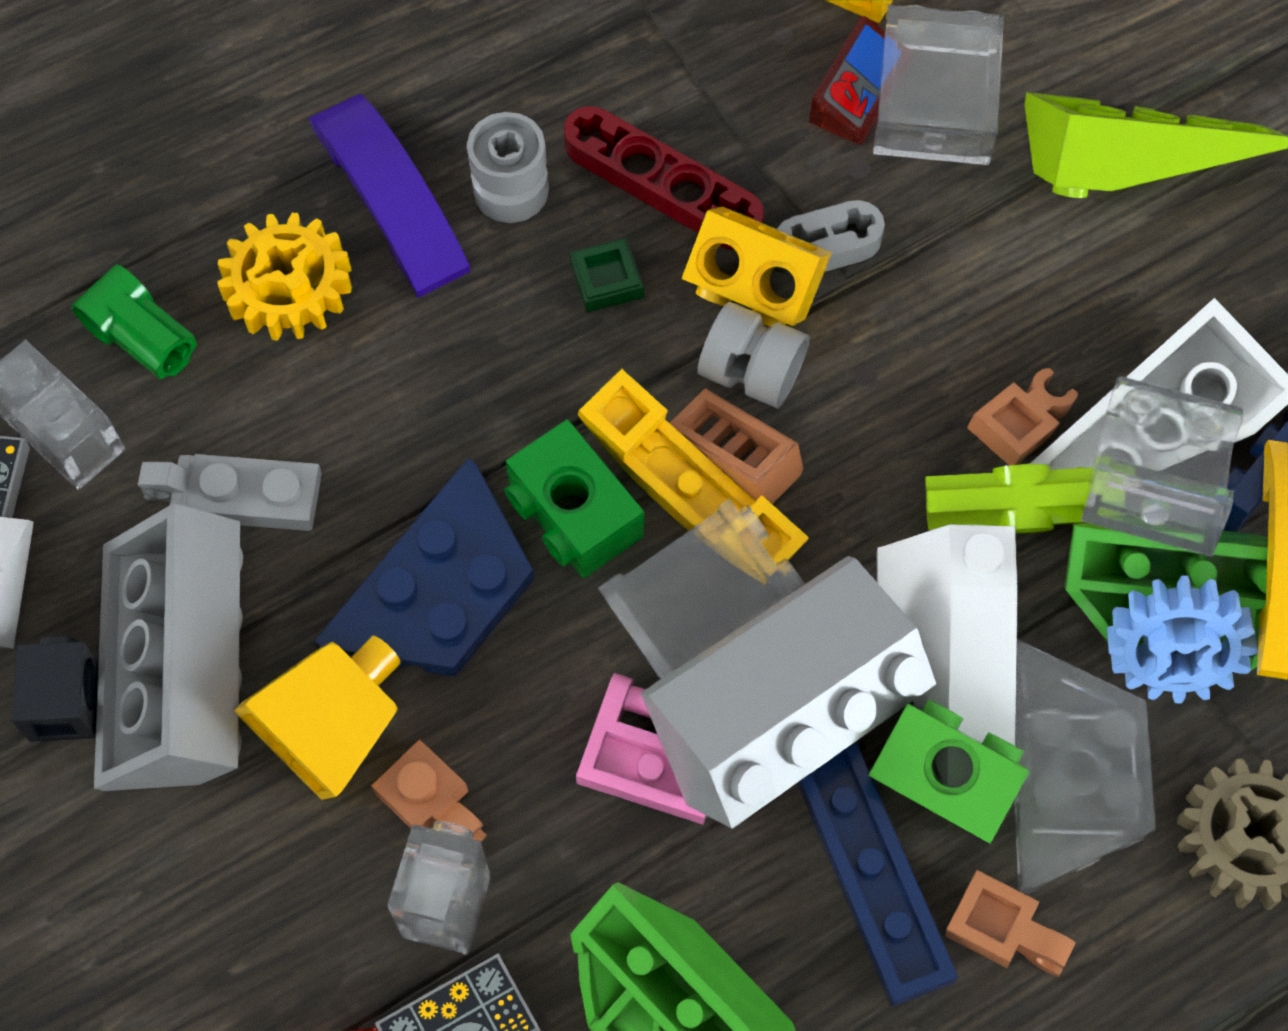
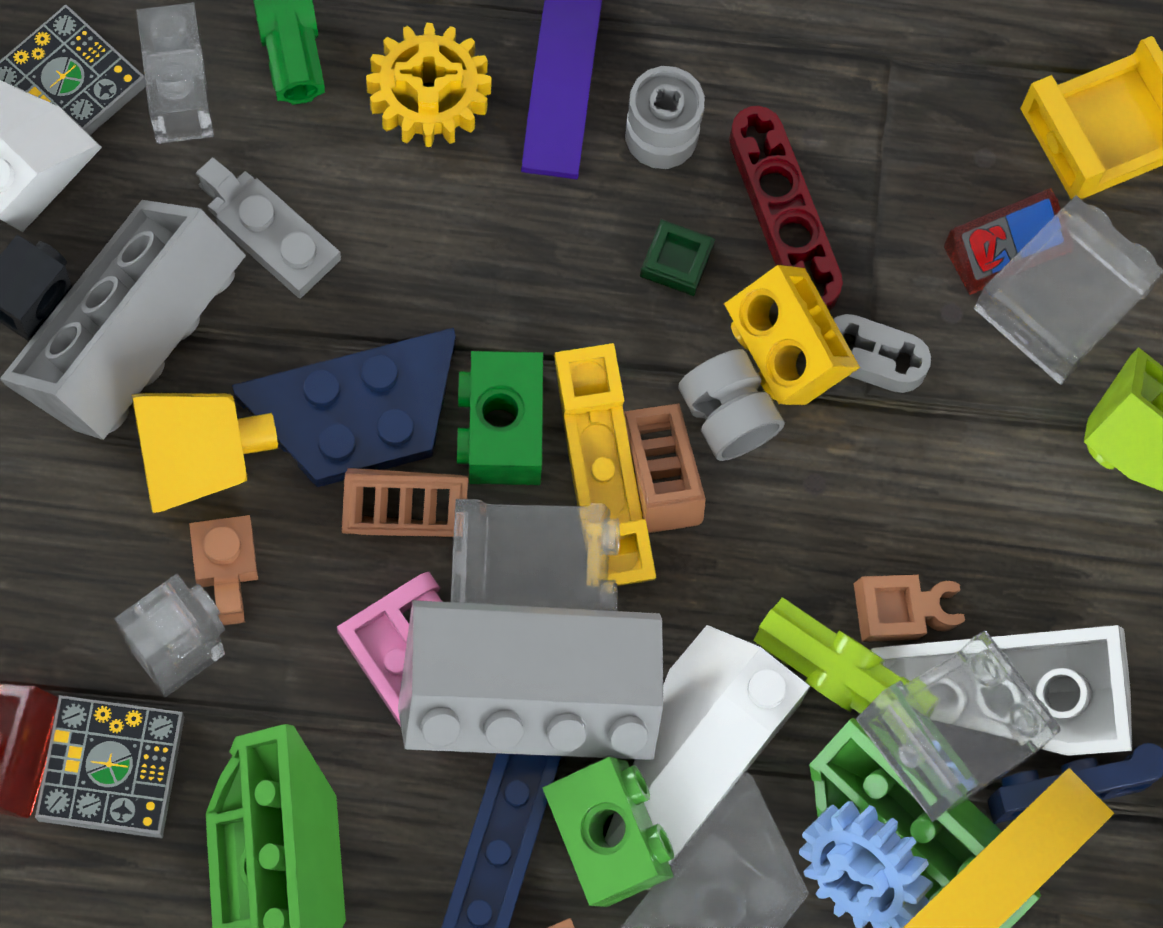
camera: 30 degrees right, 5 degrees up
(502, 658) = (382, 480): none -> nougat slope

